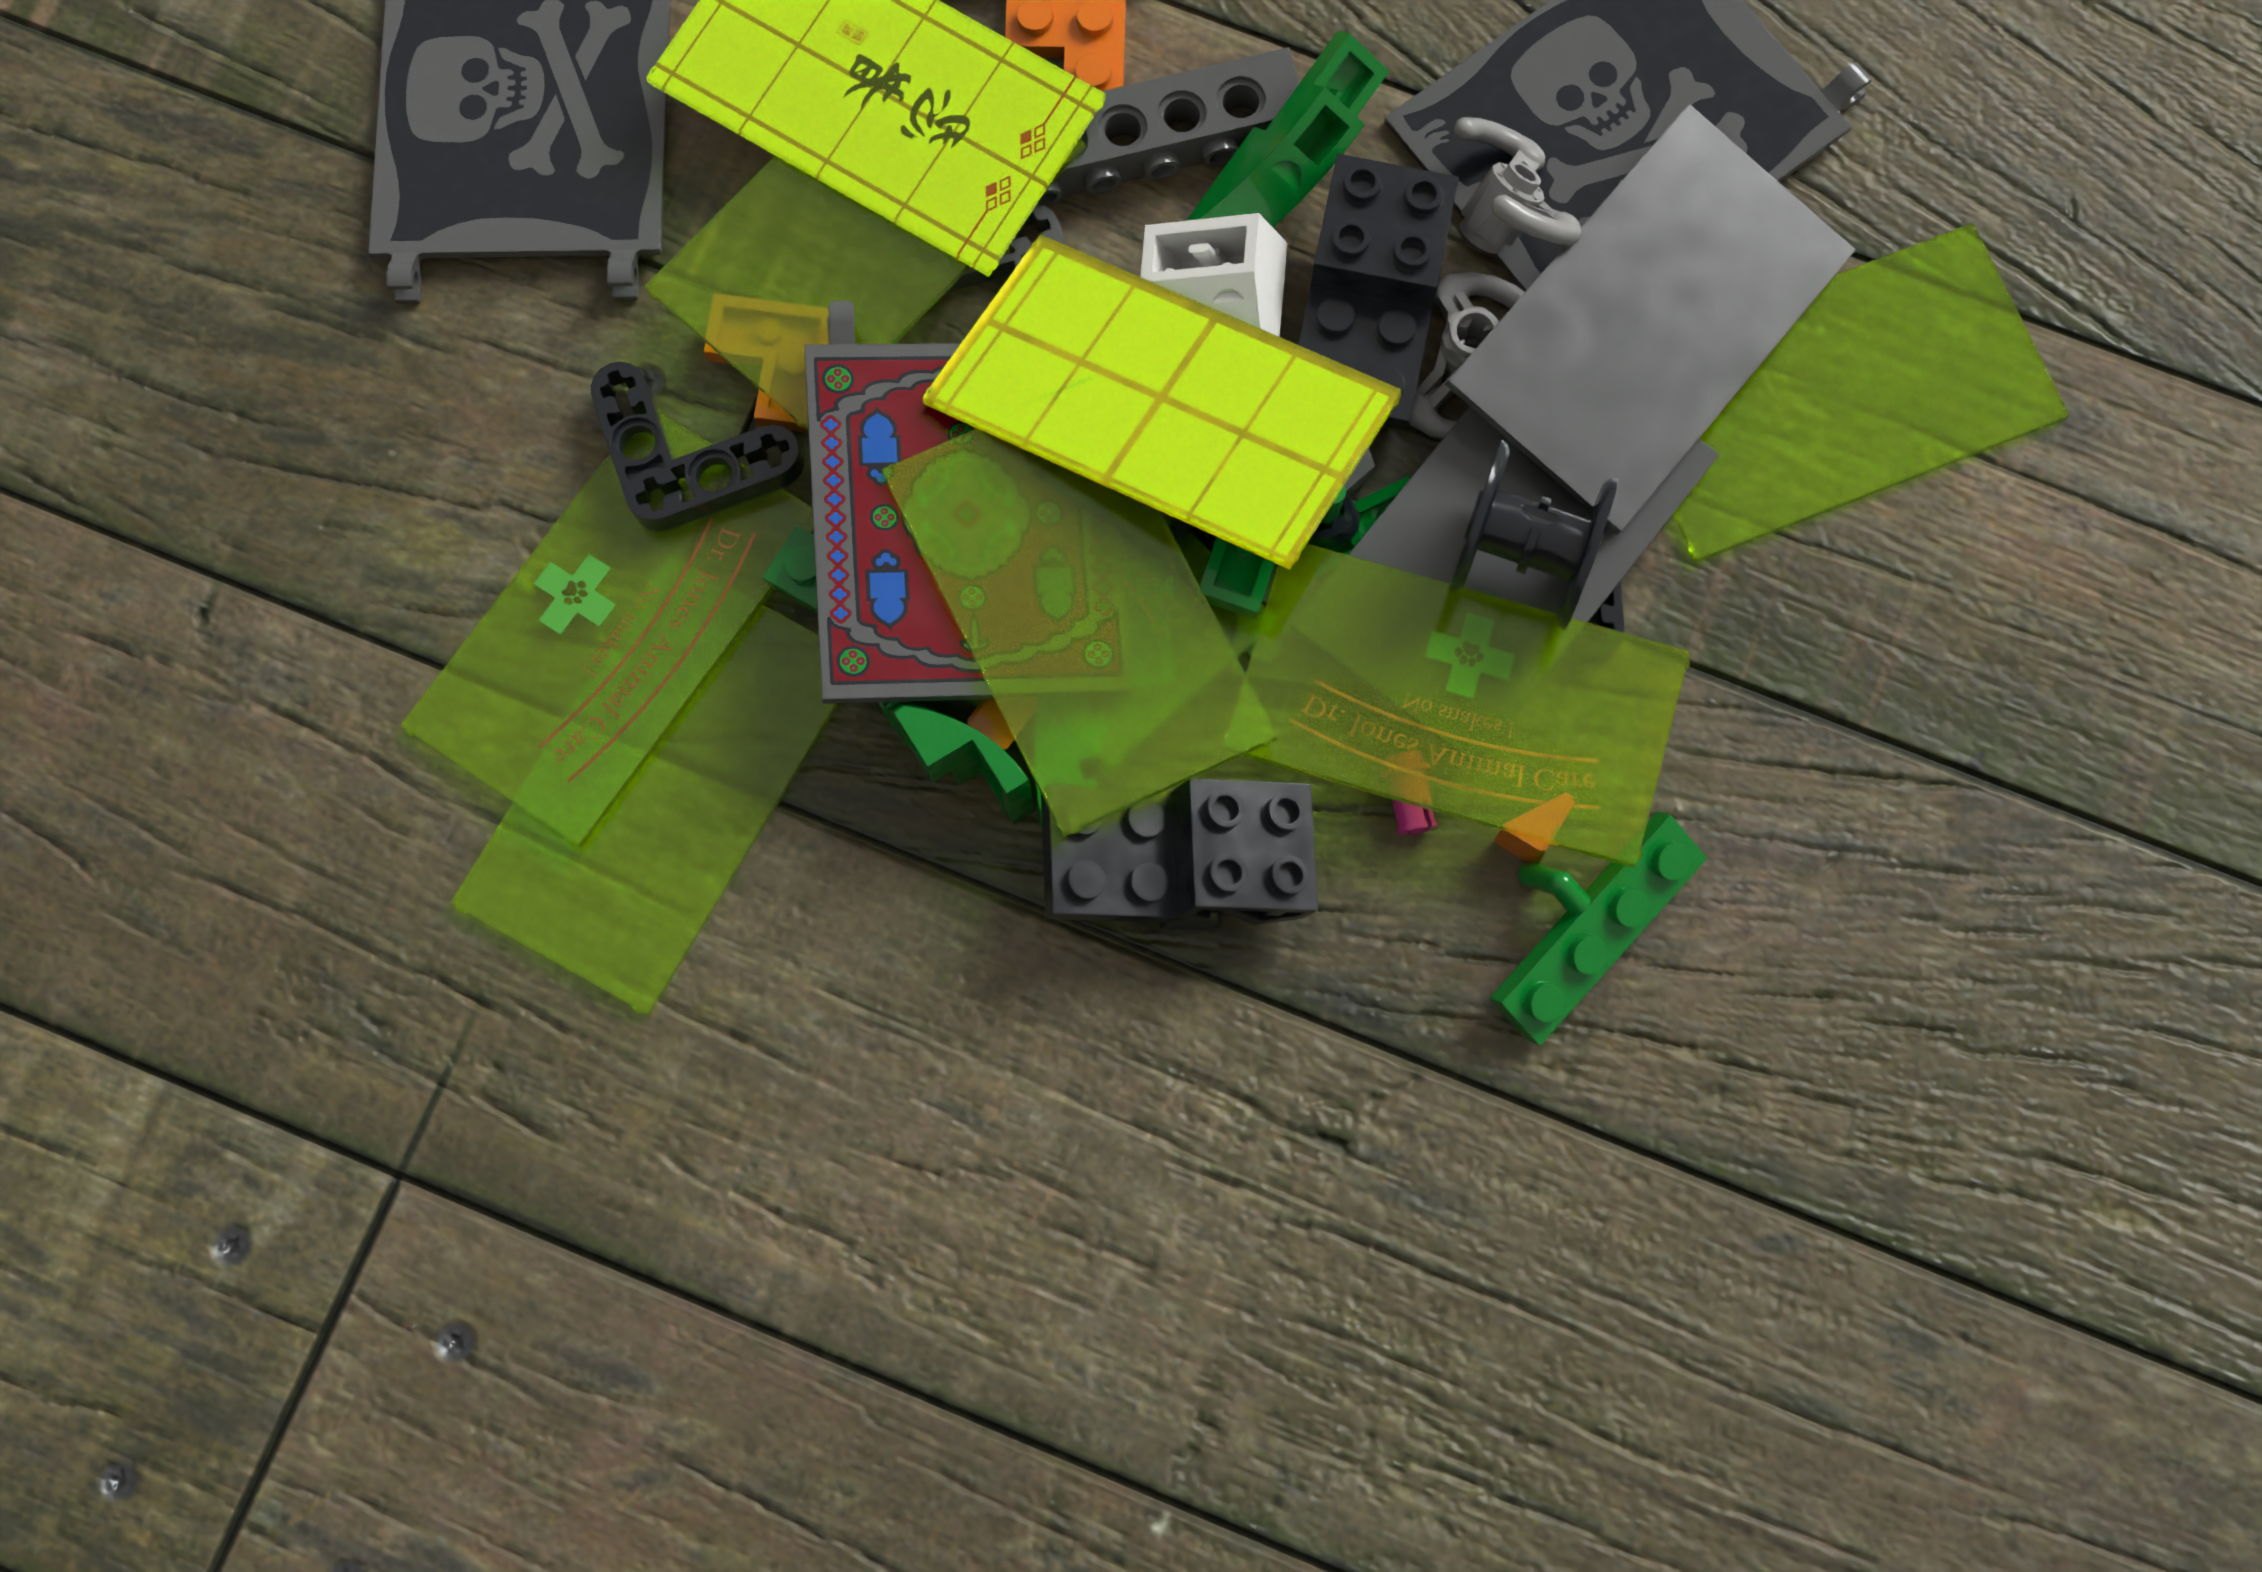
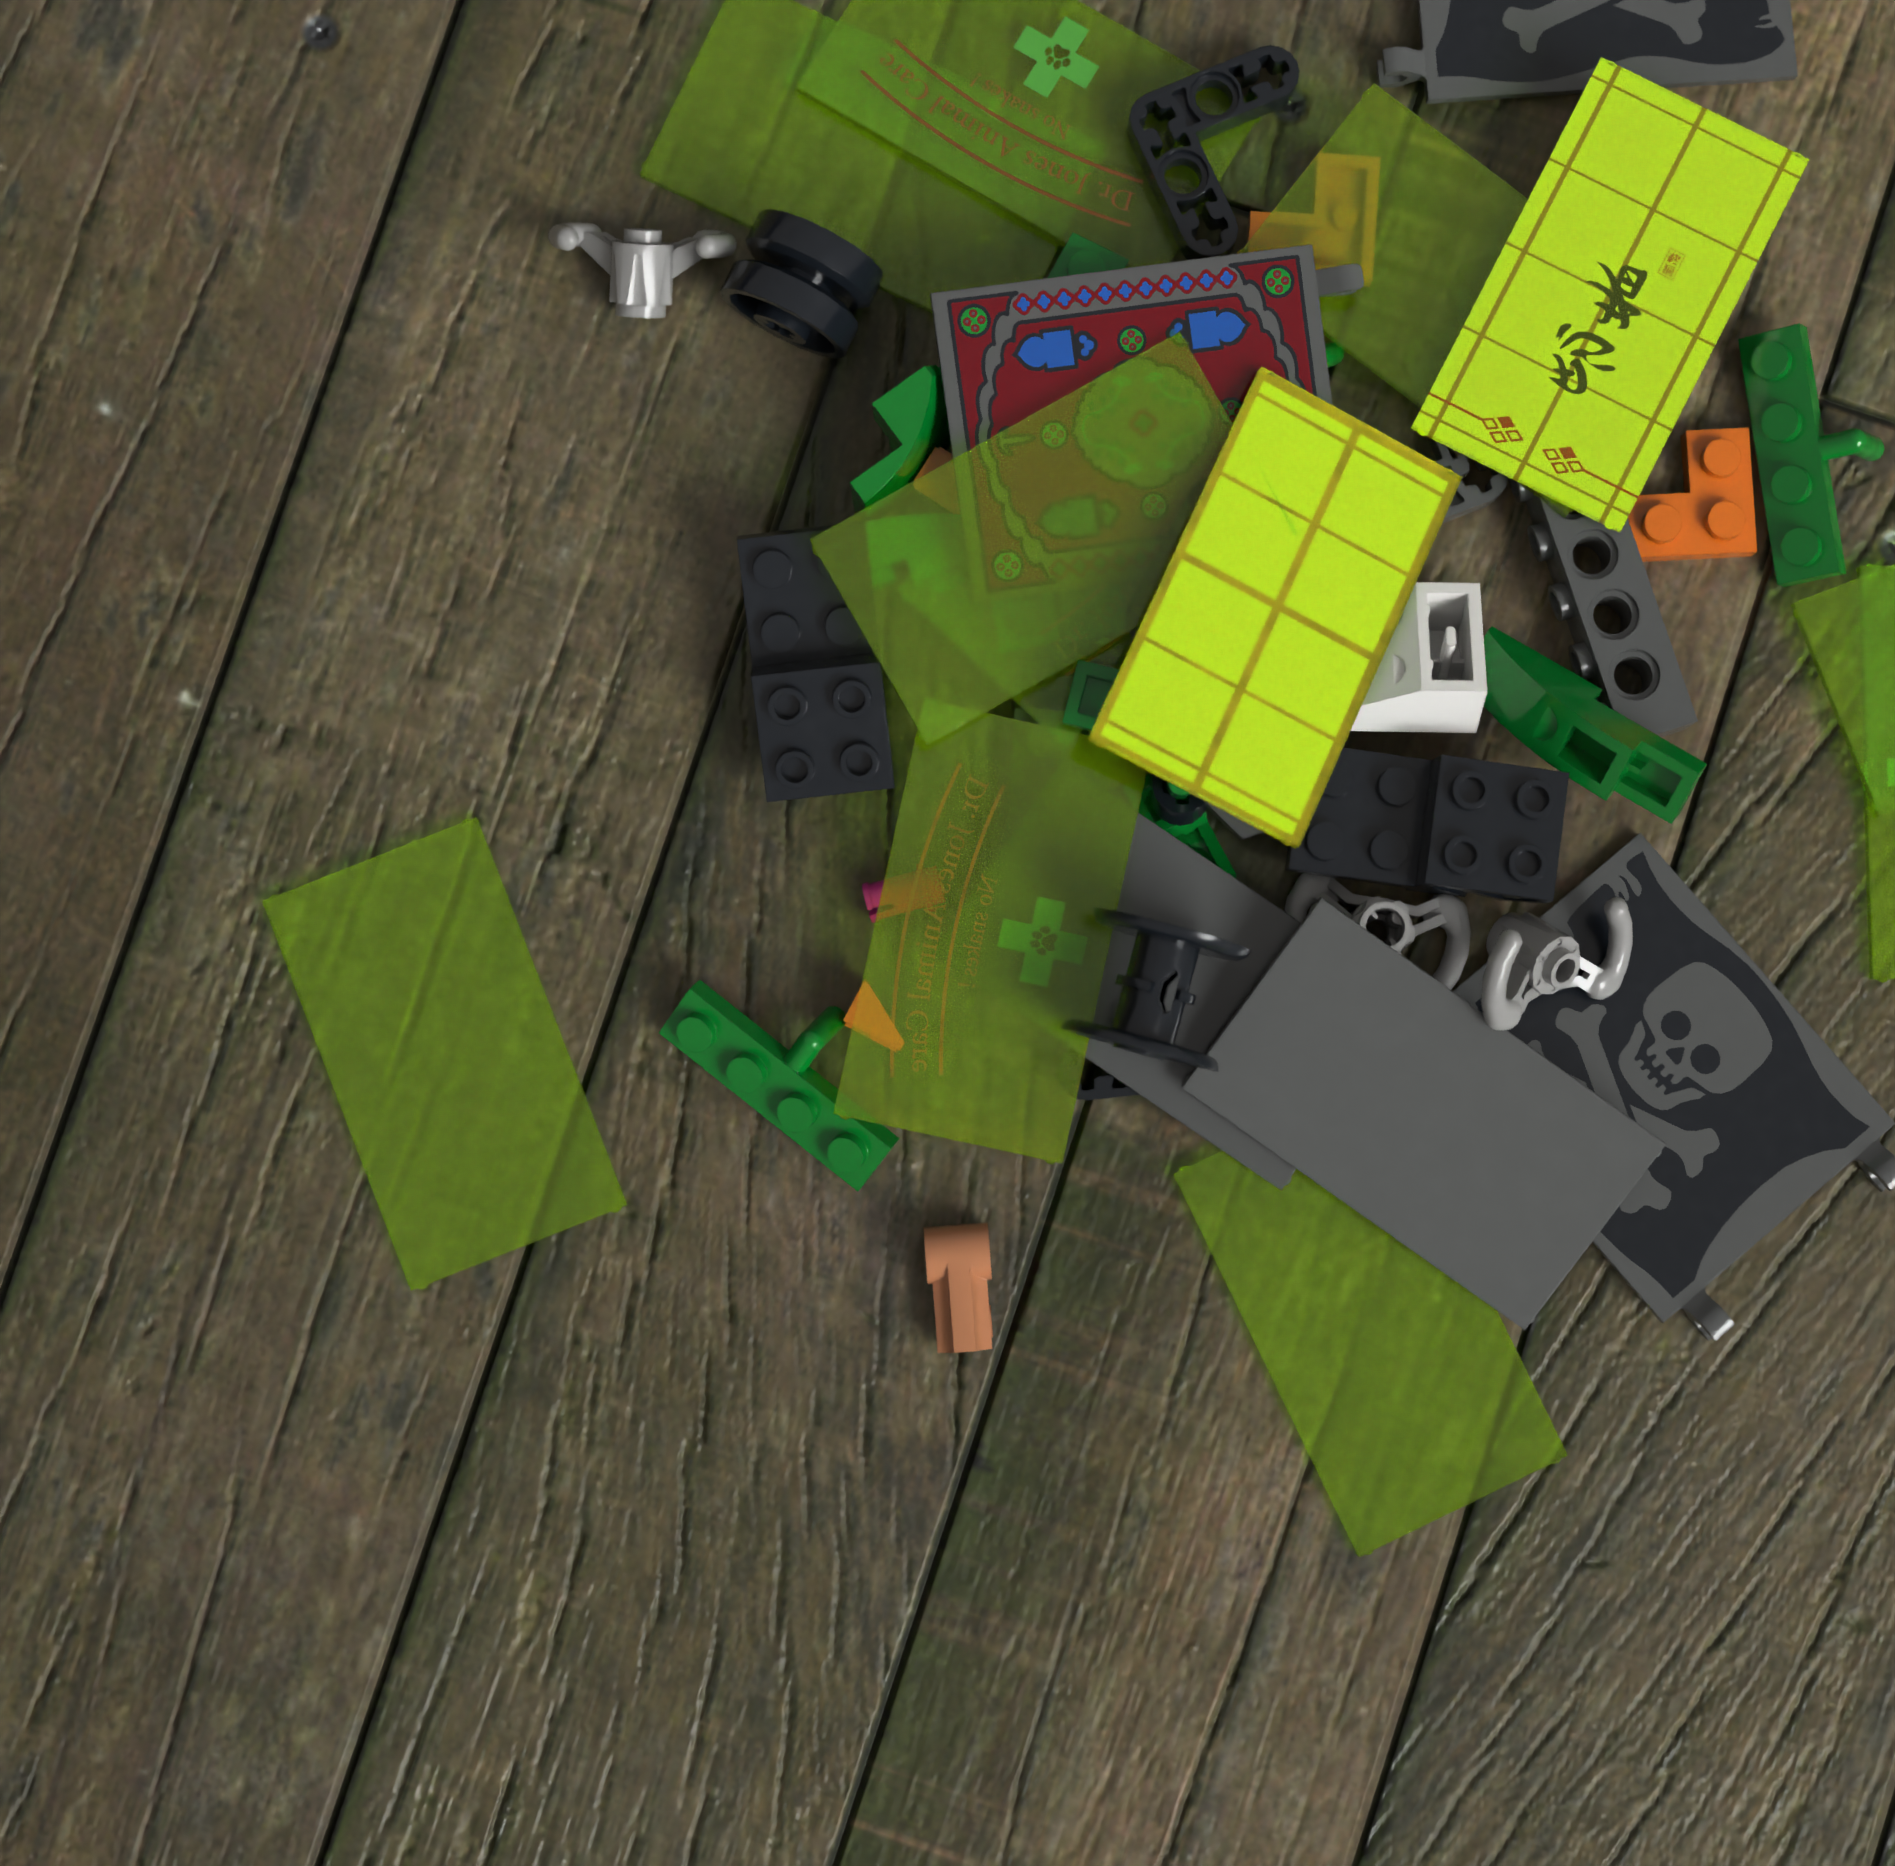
camera: 85 degrees right, 10 degrees up
(744, 1009) = (641, 264): none -> light grey piece
(788, 842) = (802, 283): none -> black wheel
(1549, 1271) = (444, 1053): none -> clear neon green piece
(1787, 764) = (959, 1271): none -> nougat piece

